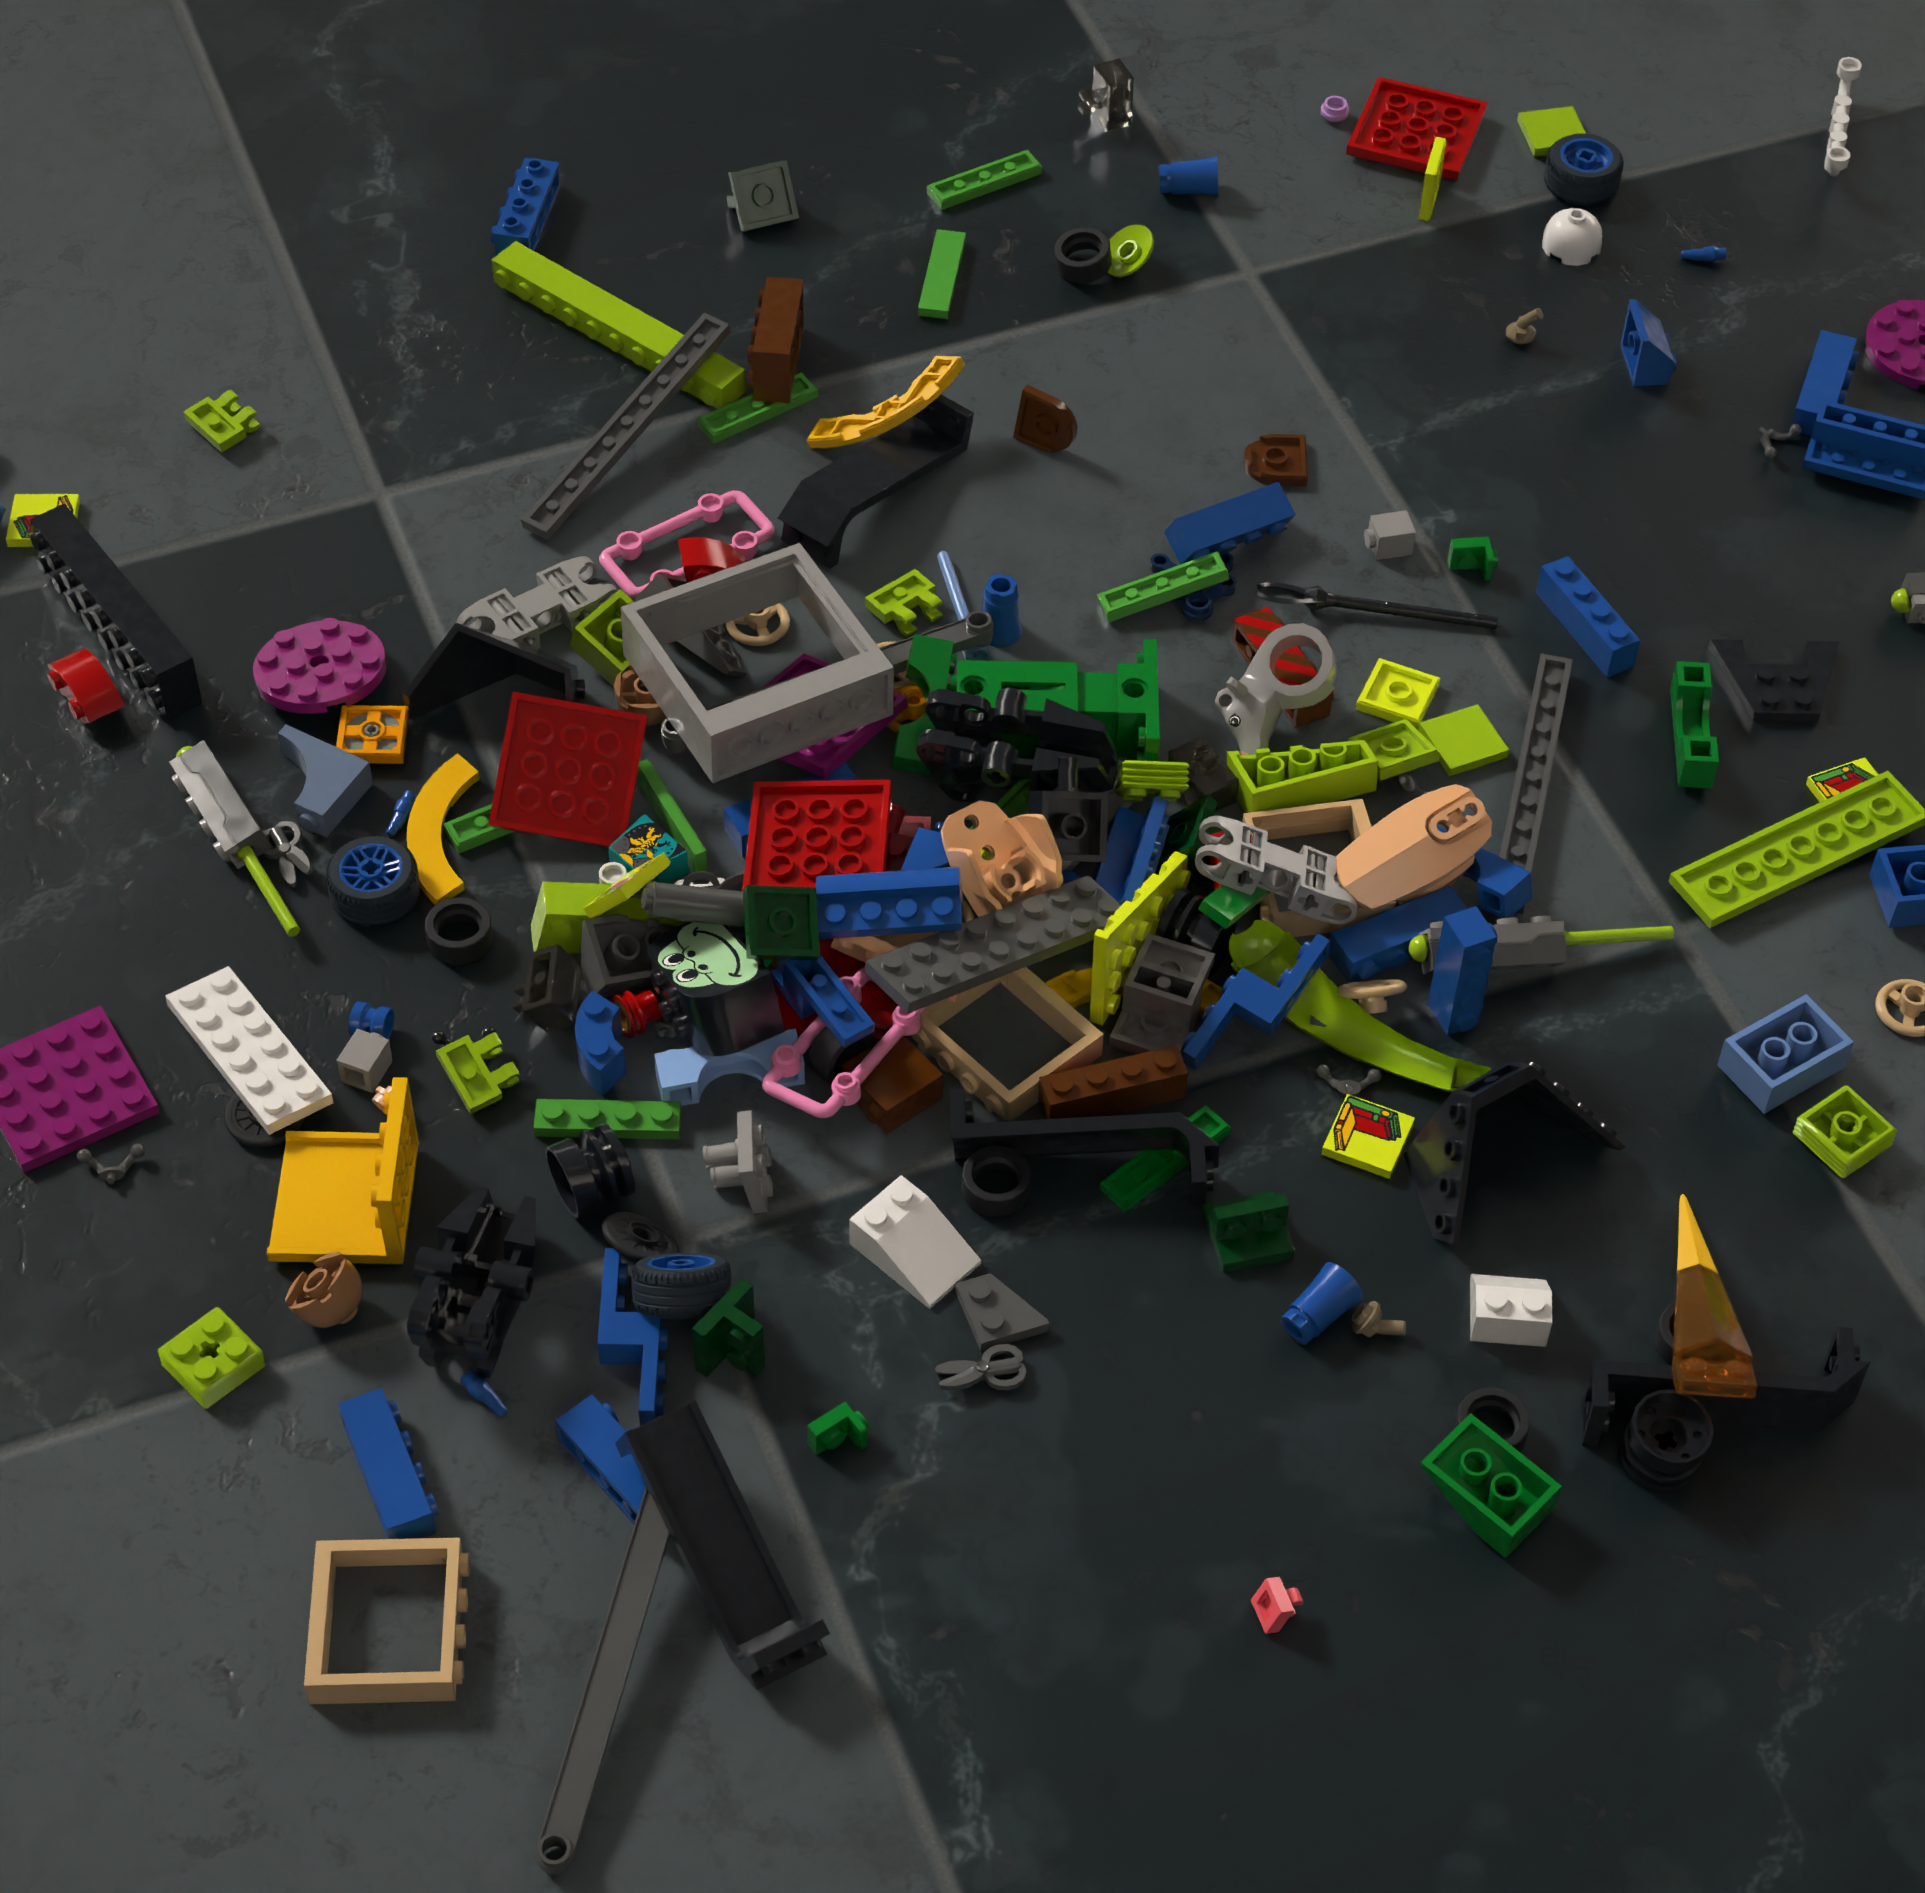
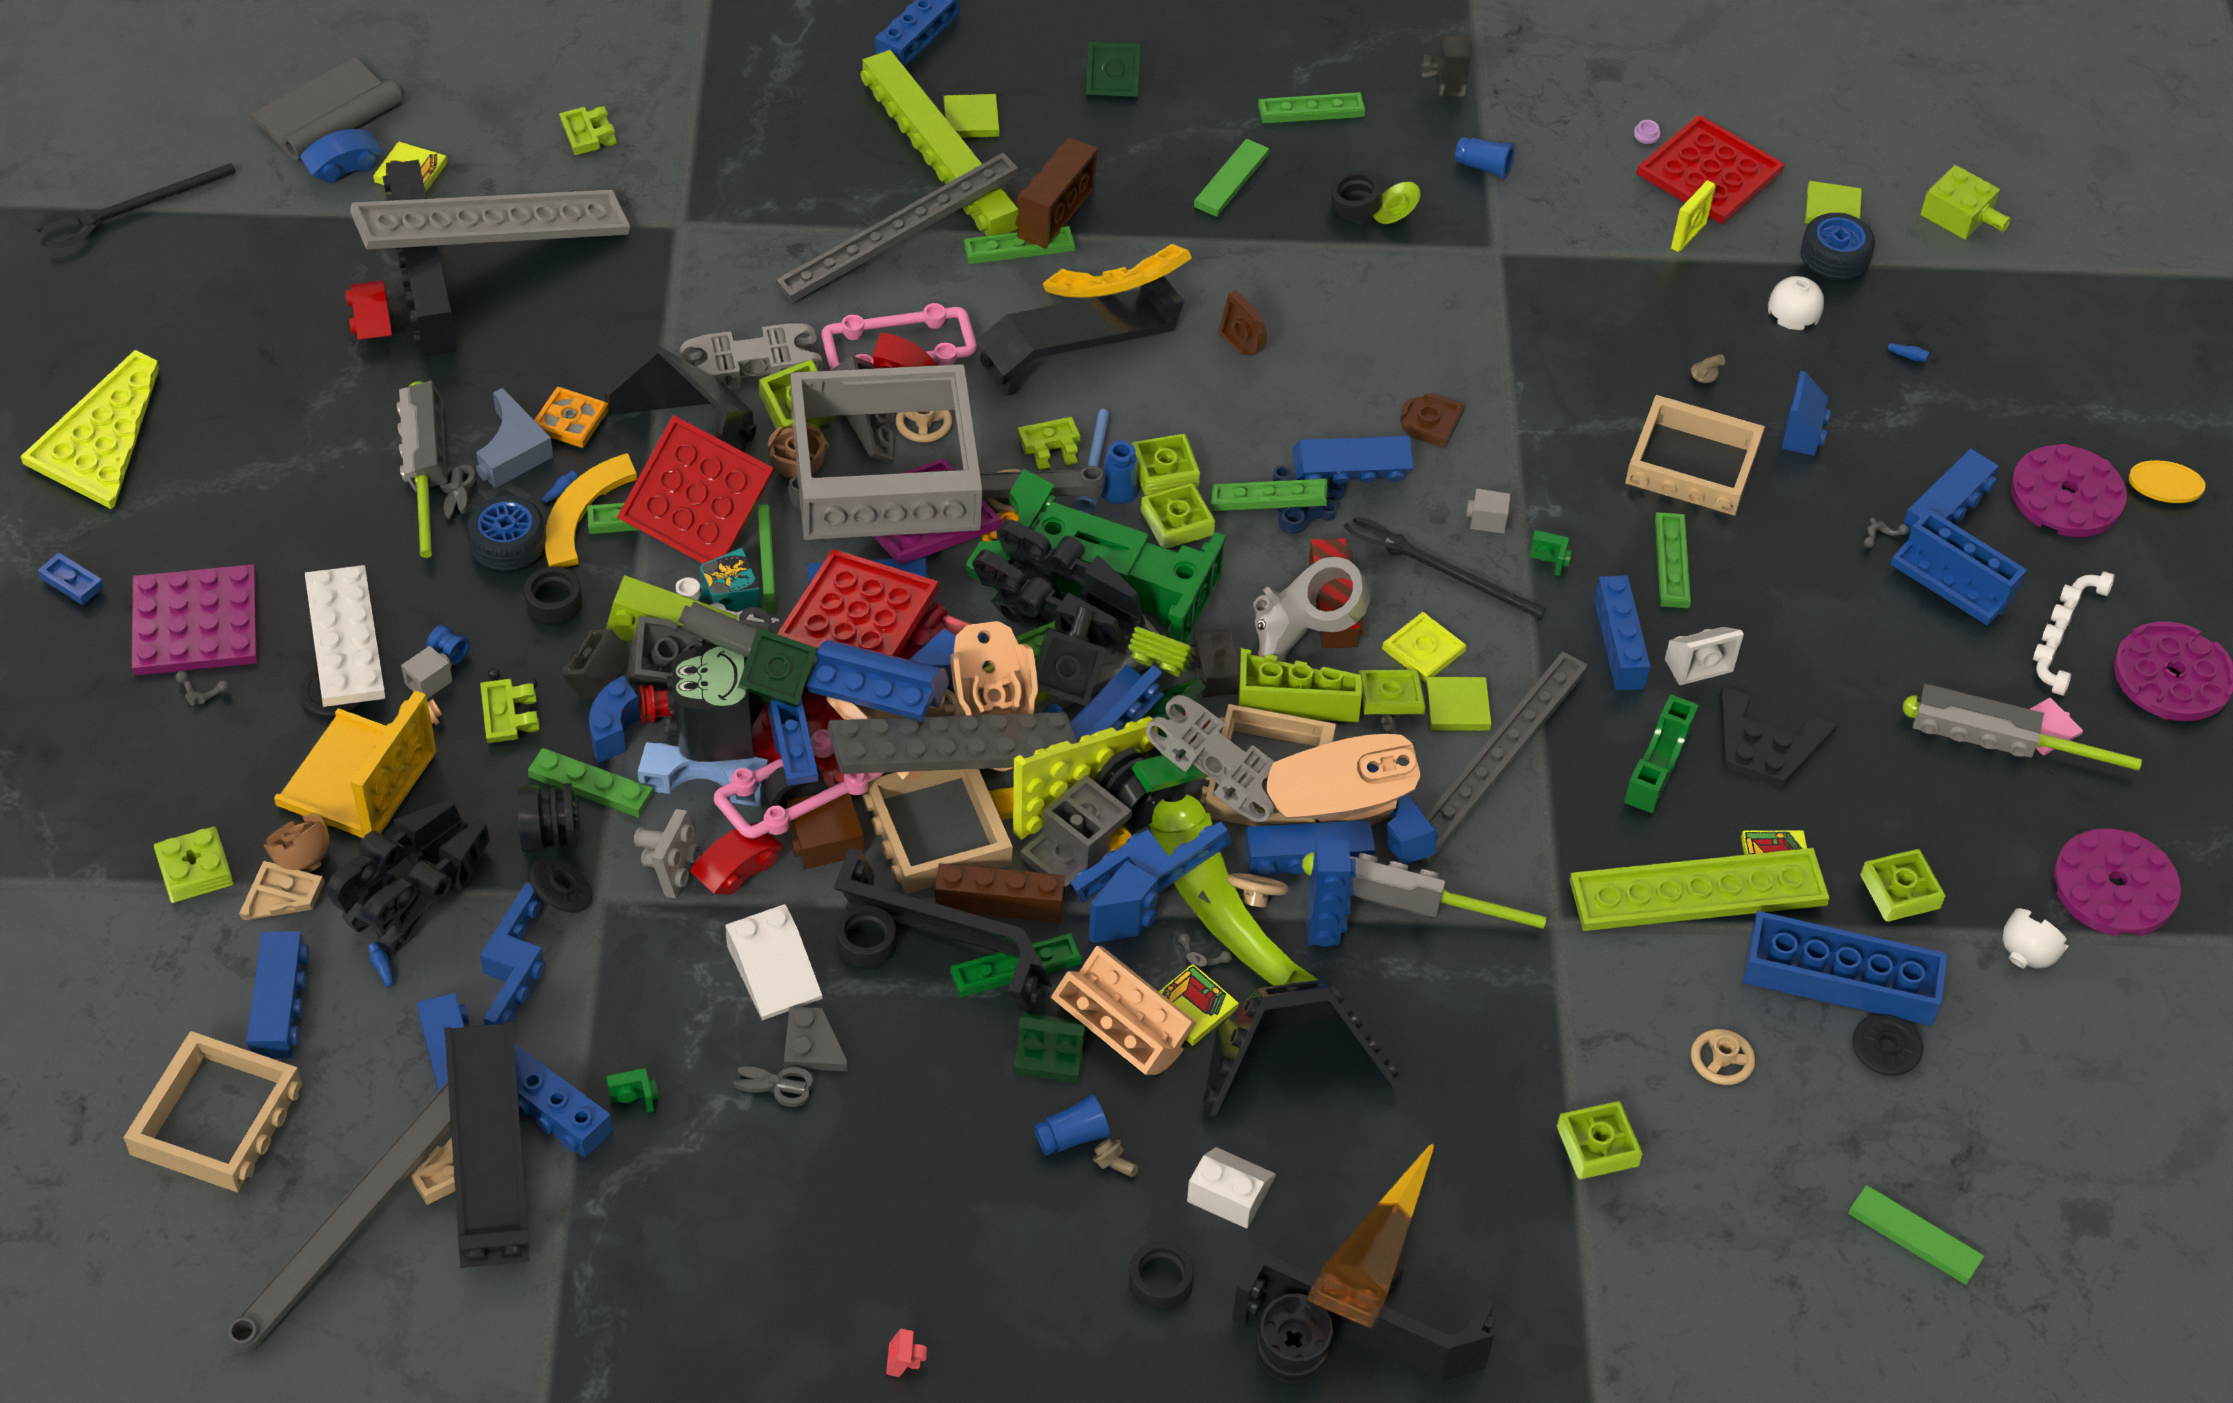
camera: 20 degrees right, 0 degrees up
(176, 546) = (488, 219): none -> light grey plate
(294, 671) = (578, 355): magenta plate -> none
(329, 1353) = (281, 892): none -> tan wing
(627, 886) = (687, 598): neon yellow tile -> none
(636, 284) = (972, 115): none -> lime tile
(675, 1597) = (436, 1175): none -> tan wing
(679, 1284) = (566, 931): black wheel -> none
(731, 1333) = (585, 980): dark green bracket -> none
(778, 1479) = (559, 1106): none -> blue brick
(815, 1148) = (734, 860): none -> red brick
(1044, 588) = (1165, 463): none -> lime brick
(1081, 636) = (1177, 516): none -> lime brick
(1254, 1054) = (1124, 905): none -> blue slope
(1311, 1164) = (1125, 1012): none -> light nougat brick
(1491, 1484) = (1127, 1321): green slope -> none
(1559, 383) = (1706, 425): none -> tan window
(1592, 529) = (1672, 560): none -> bright green tile
(1678, 611) = (1703, 654): none -> white slope
(1679, 91) = (1963, 203): none -> lime brick
(1785, 1053) = (1582, 1057): medium blue brick -> none
(1837, 155) = (2072, 301): white bar -> none

